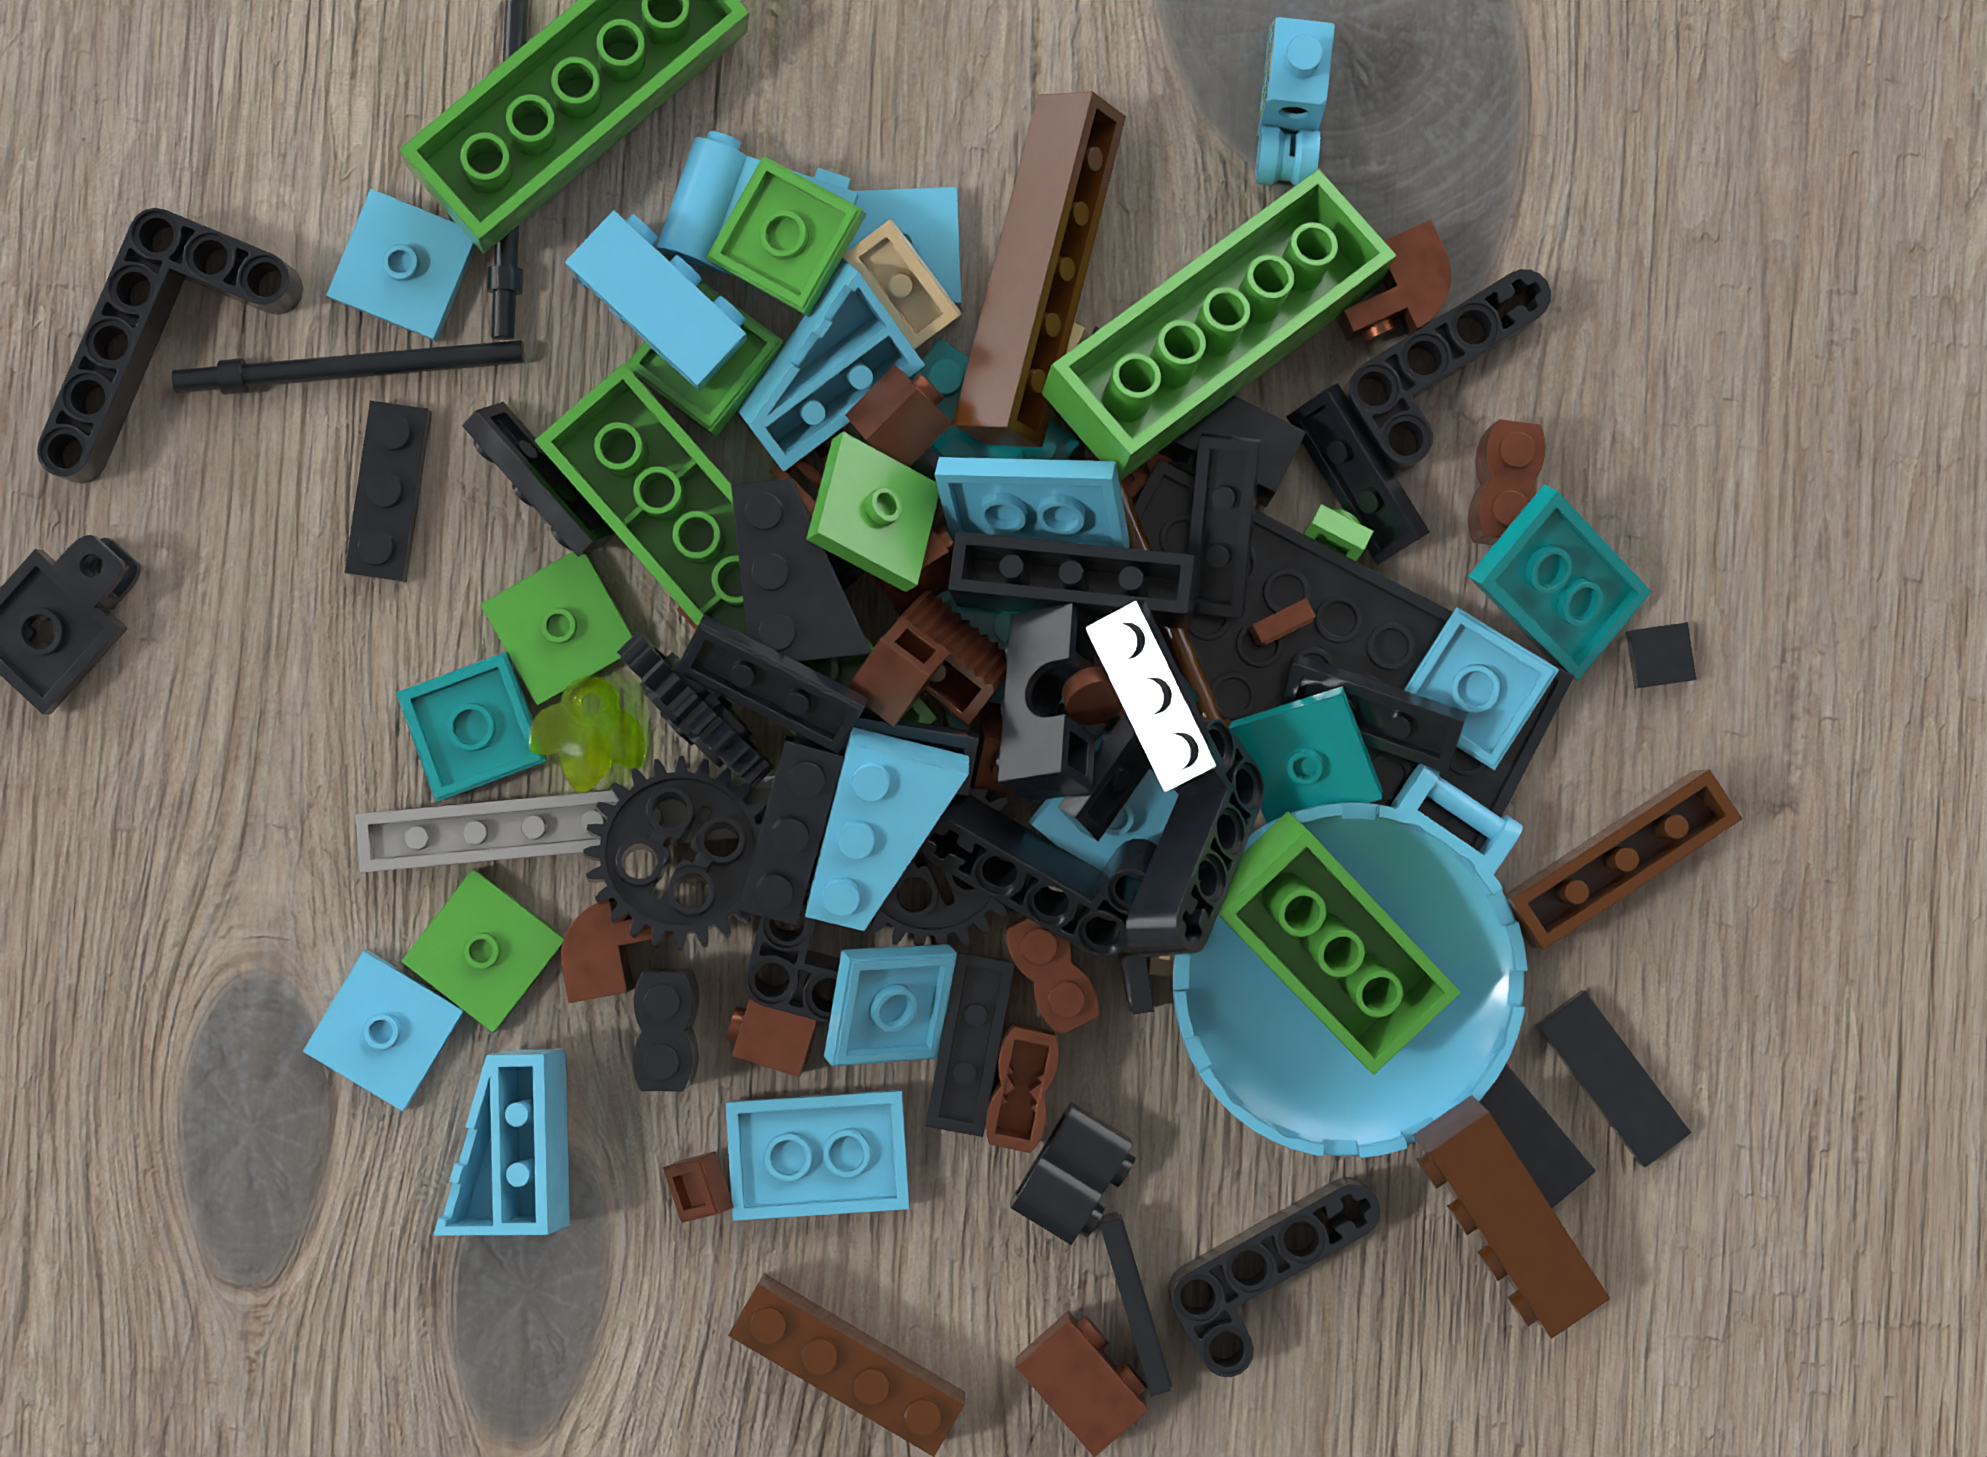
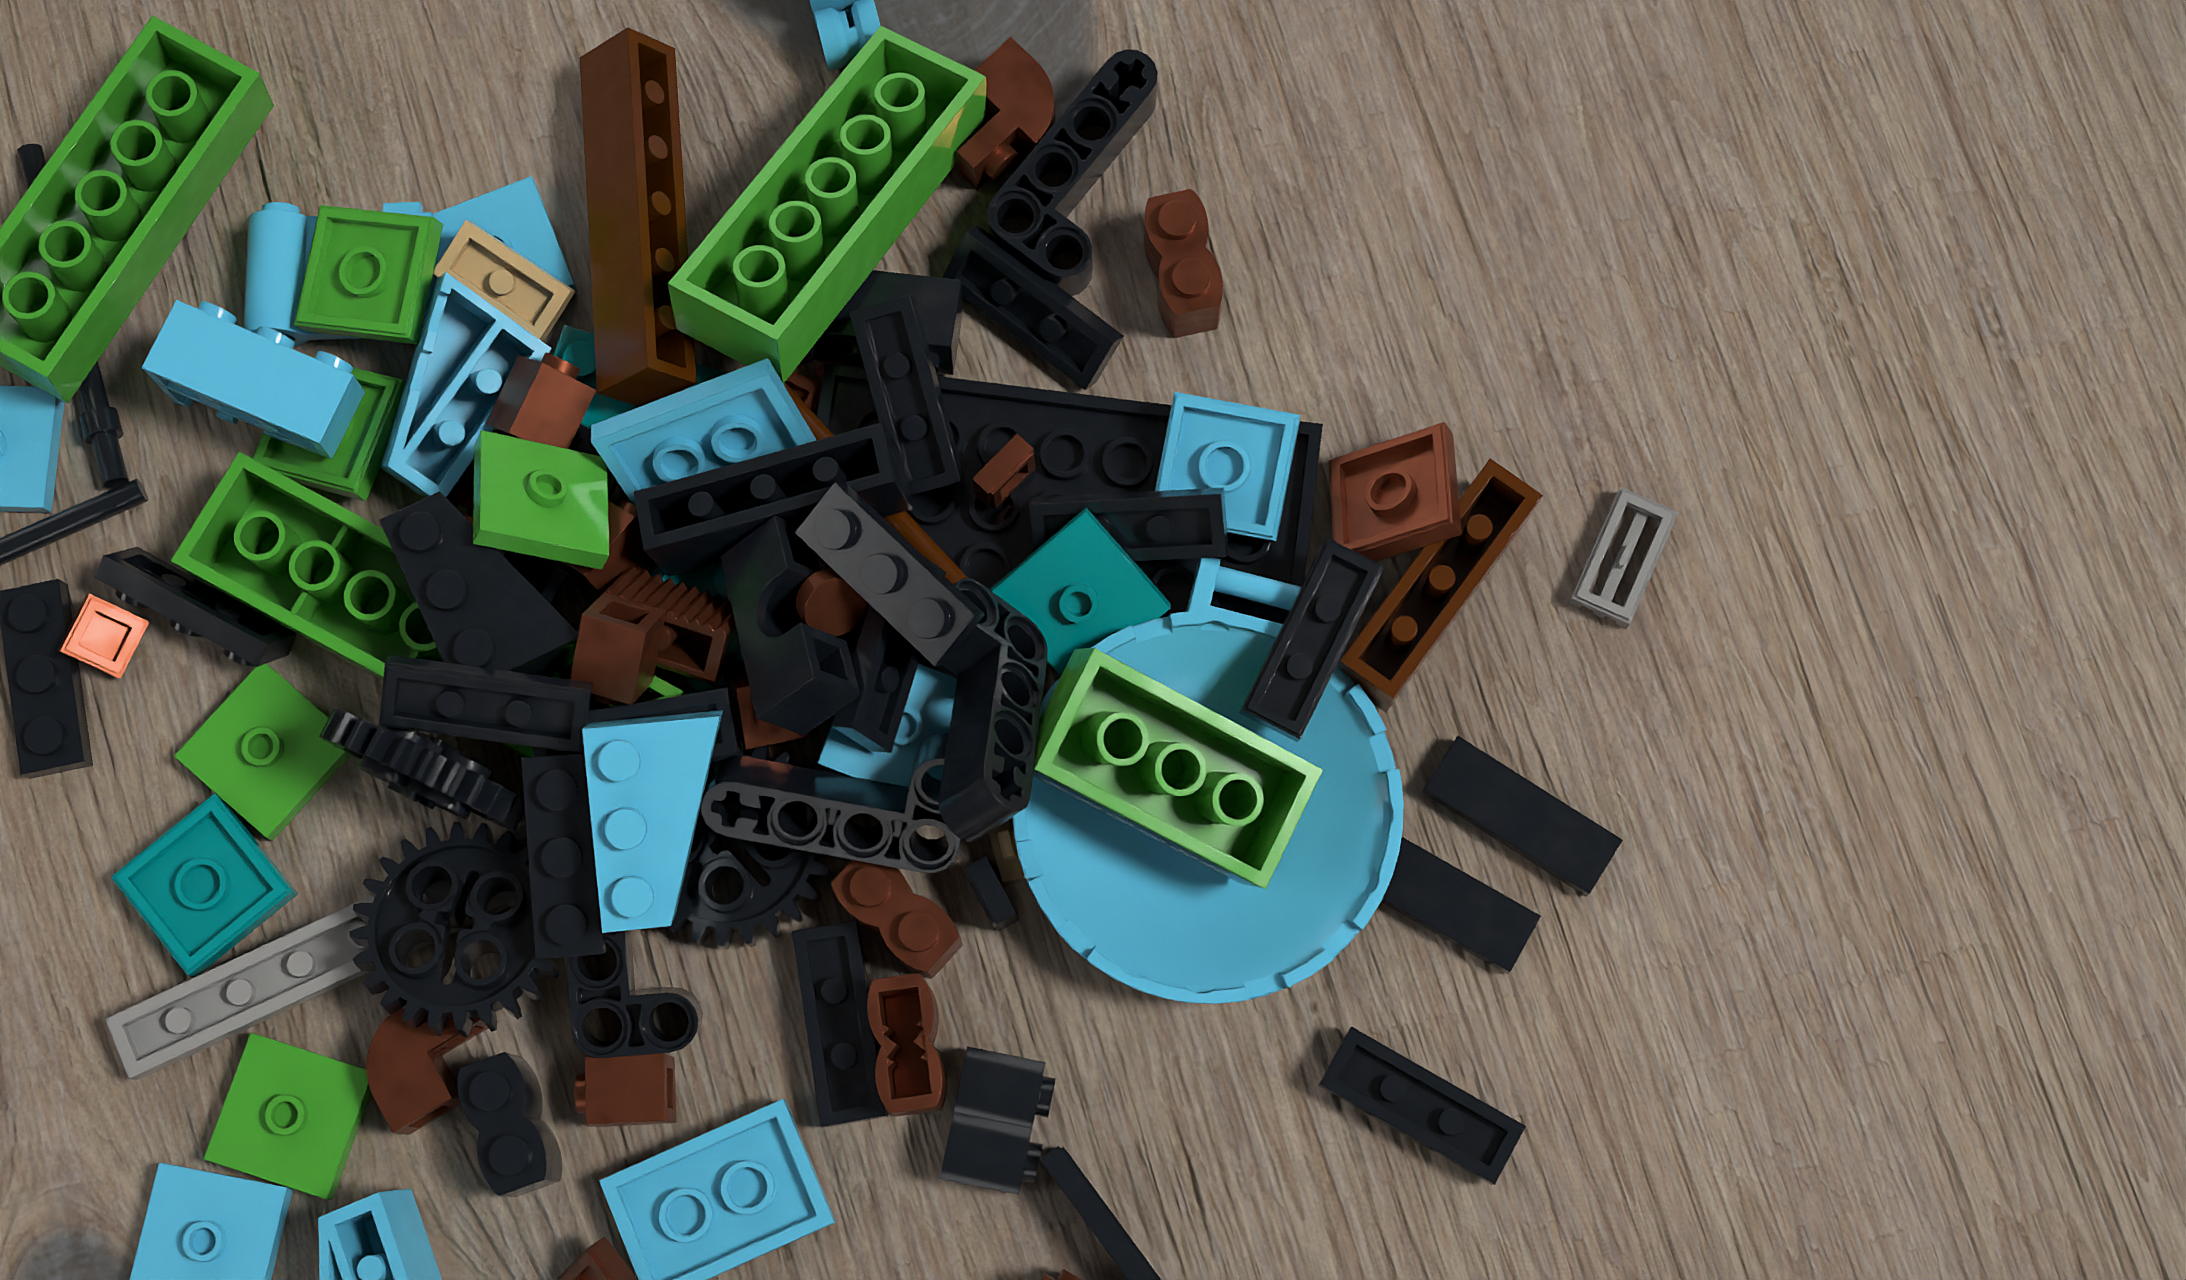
camera: 20 degrees left, 10 degrees down
(451, 474) = (103, 636): none -> tile
(584, 742) = (331, 855): clear neon green plate -> none
(889, 1004) = (736, 1008): medium azure plate -> none
(1278, 1265) = (1246, 1134): black beam -> none
(1338, 531) = (1032, 367): bright green plate -> none
(1434, 1292) = (1422, 1106): none -> black plate
(1493, 872) = (1311, 639): none -> black tile
(1510, 1217) = (1469, 992): reddish brown brick -> none
(1560, 582) = (1270, 333): teal plate -> none
(1612, 768) = (1396, 494): none -> copper tile
(1661, 655) = (1403, 377): black tile -> none
(1754, 920) = (1602, 604): none -> light grey tile

